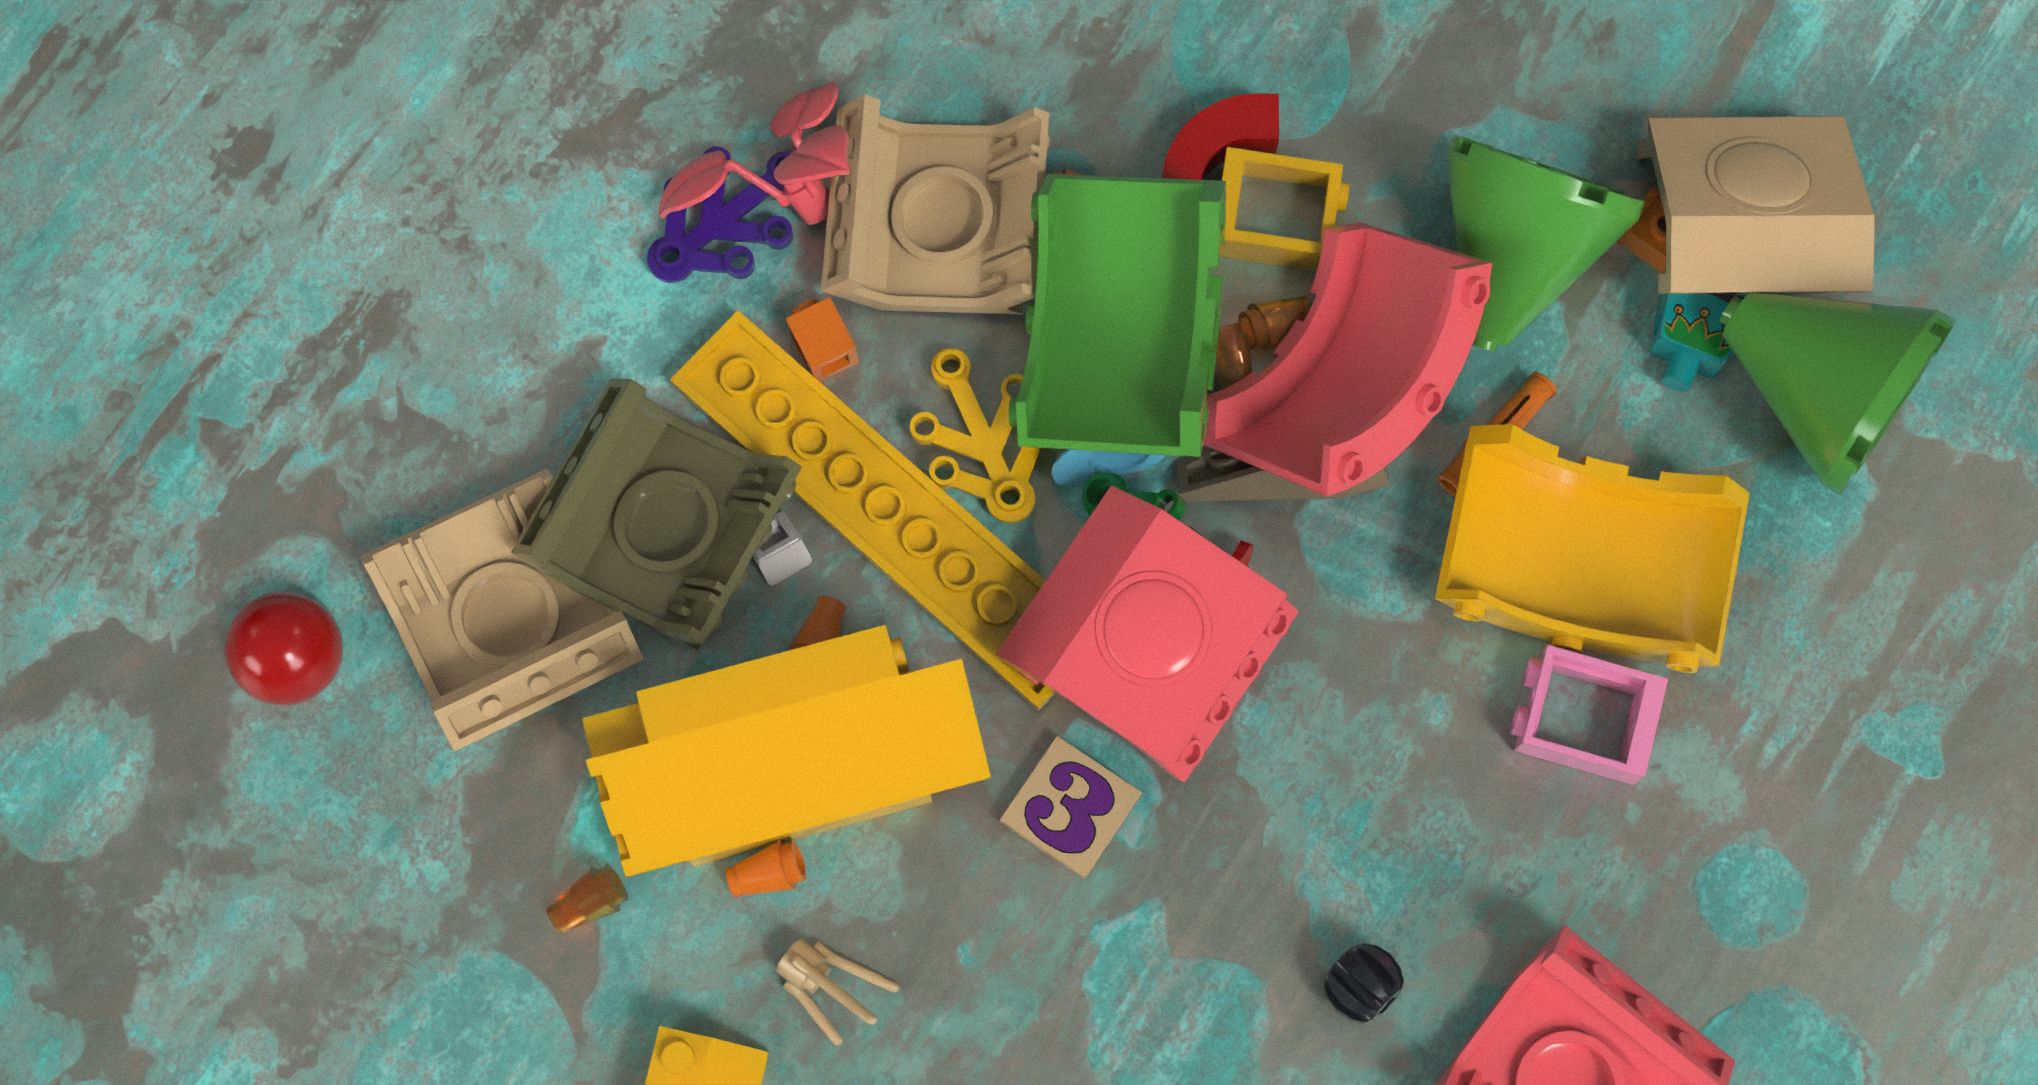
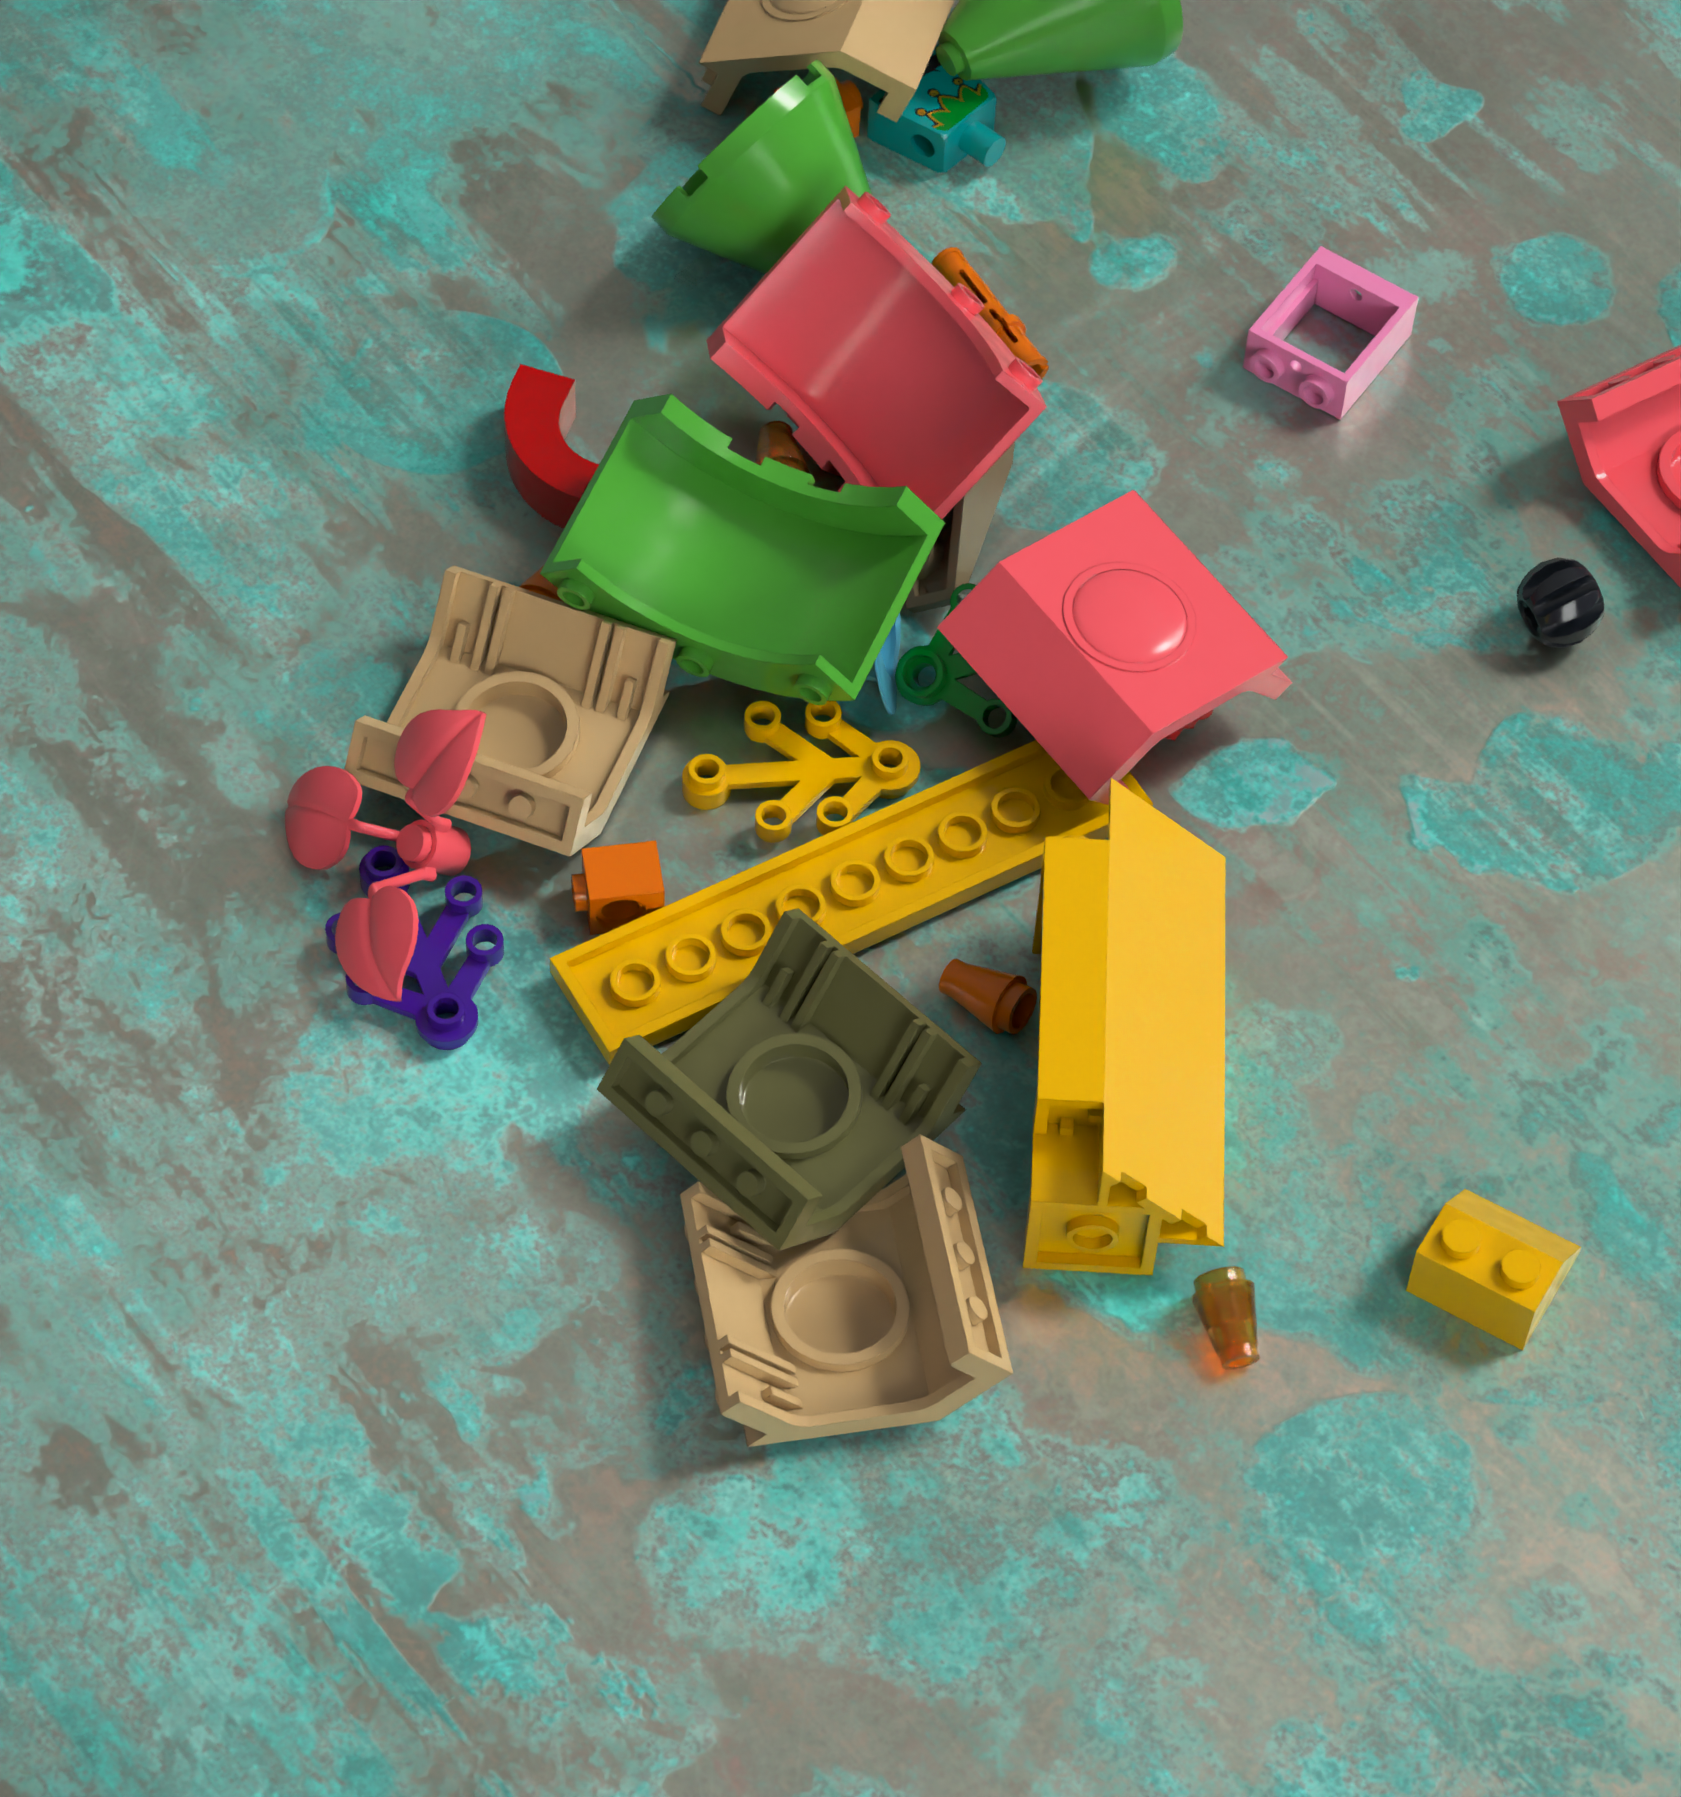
camera: 75 degrees left, 20 degrees down
(284, 648) = (789, 1571): red piece -> none
(768, 870) = (1254, 1121): orange cone -> none
(807, 969) = (1383, 1112): tan plant -> none
(1070, 807) = (1273, 818): tile -> none
(1273, 248) = (657, 368): yellow window -> none
(1592, 551) = (1161, 262): yellow panel -> none

